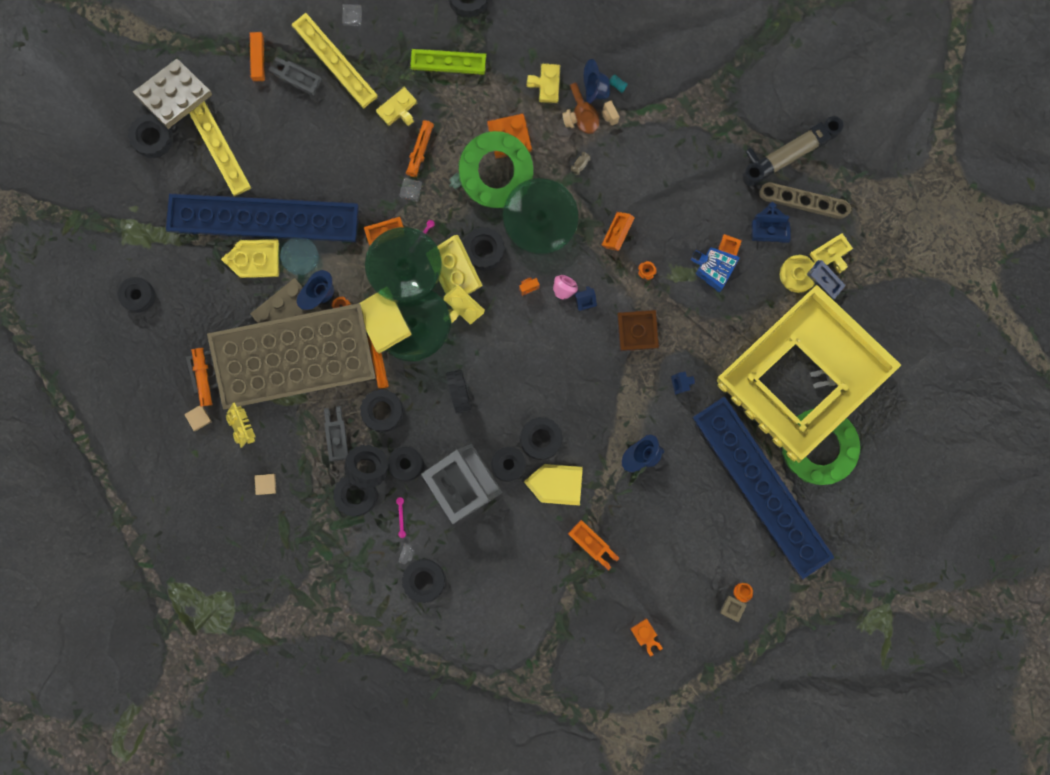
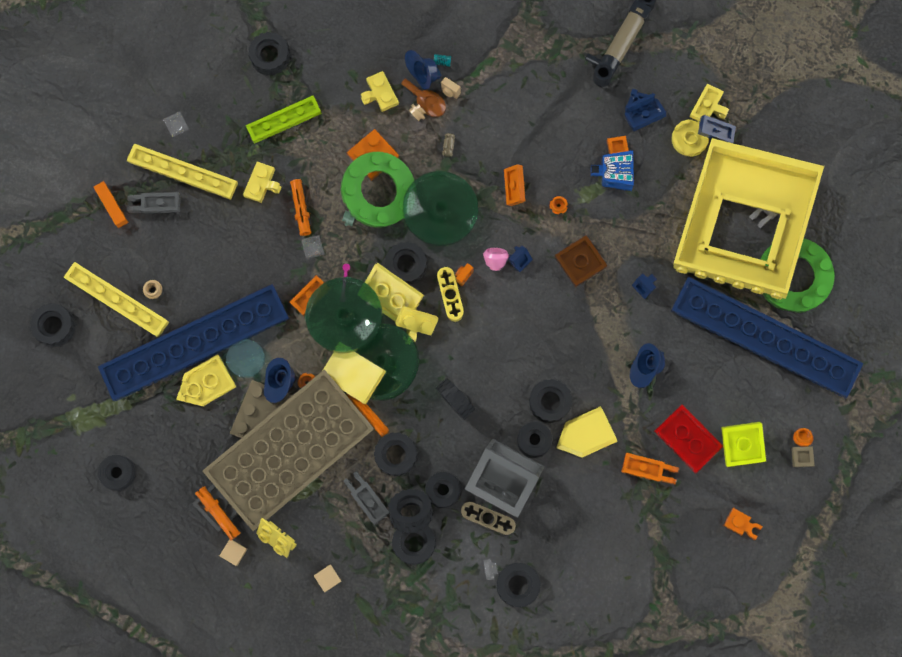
camera: 20 degrees left, 5 degrees down
(172, 93) = (52, 276): plate -> none
(252, 146) = (148, 285): none -> tan plate
(400, 501) = (475, 554): dark pink hinge -> none
(417, 501) = (476, 507): none -> dark tan beam
(506, 282) = (458, 306): none -> light yellow beam
(643, 537) = (688, 439): none -> red tile
(687, 569) = (743, 444): none -> neon yellow hinge
(813, 197) = (666, 67): dark tan beam -> none

